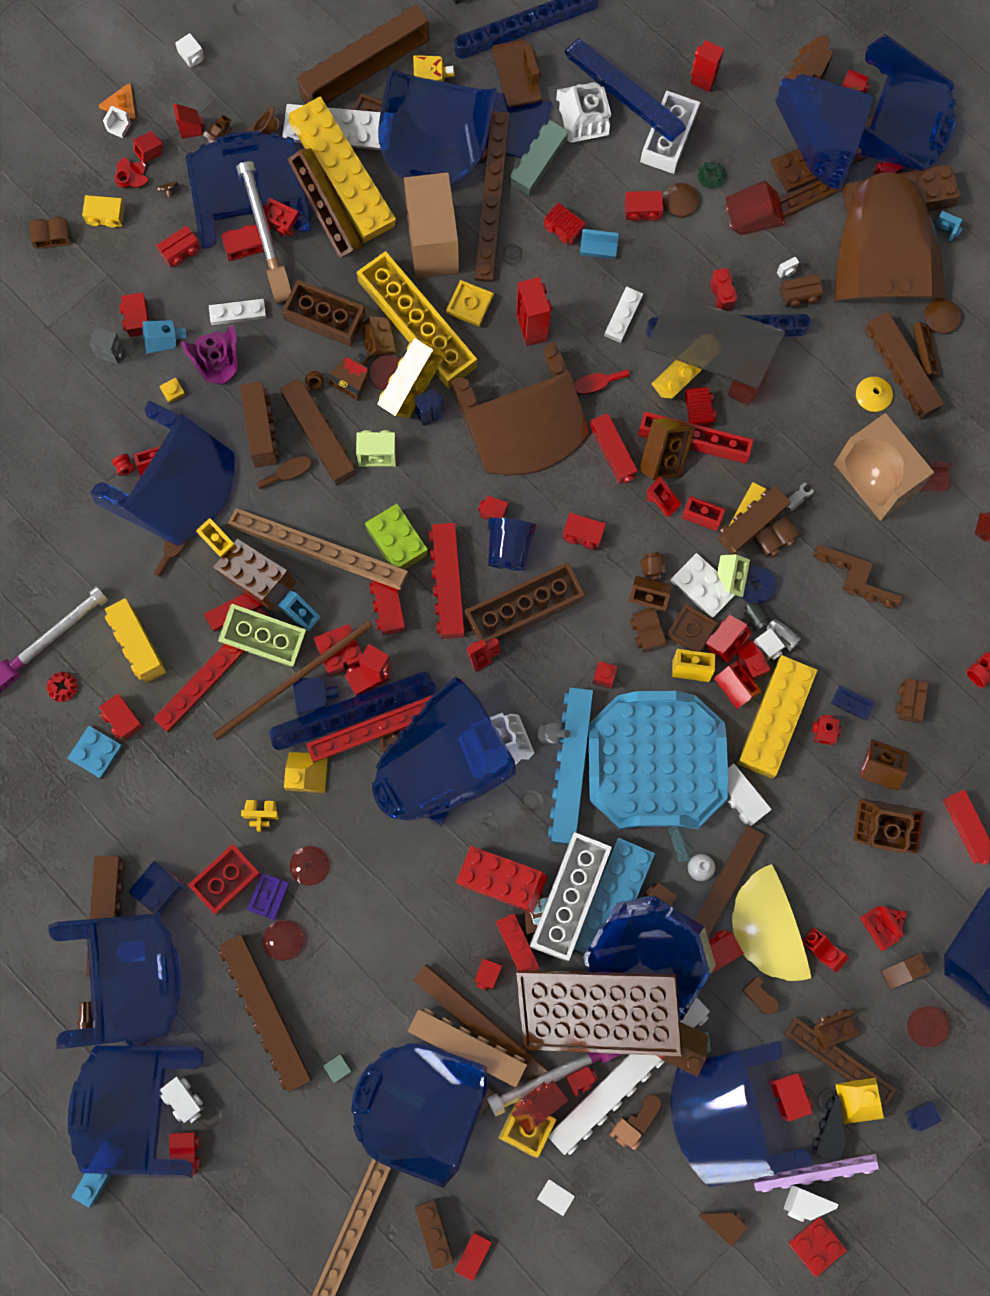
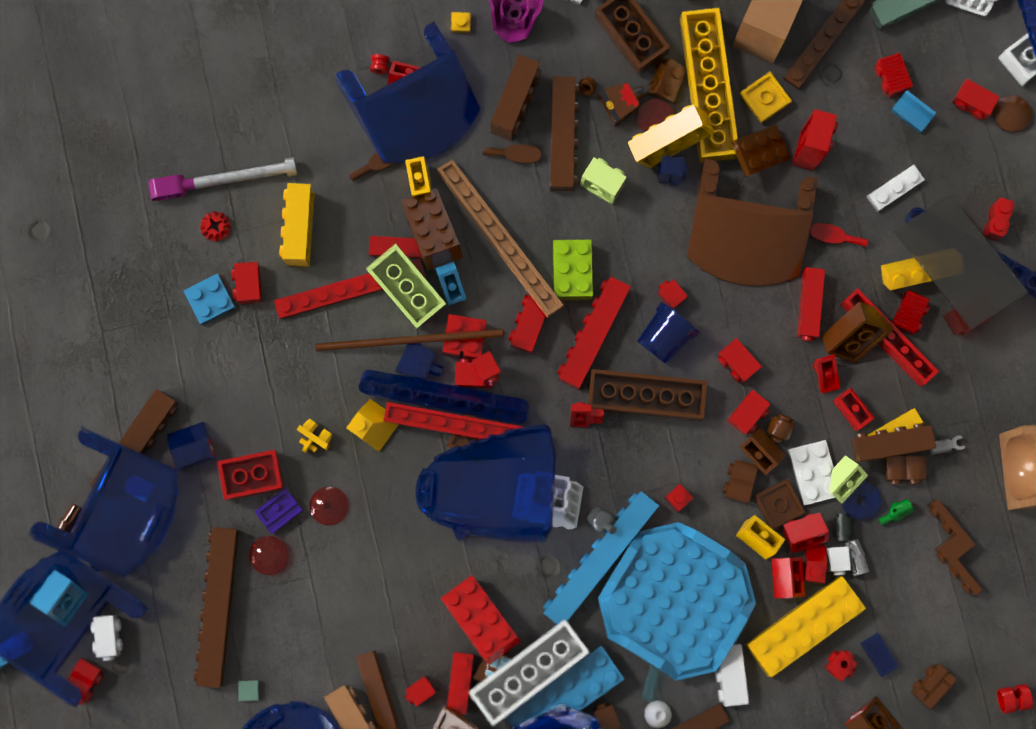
camera: 30 degrees right, 5 degrees up
(119, 1090) = (59, 598): none -> dark azure slope
(493, 347) = (760, 150): none -> reddish brown plate
(618, 569) = (748, 412): none -> red brick
(793, 576) = (897, 512): none -> green piece

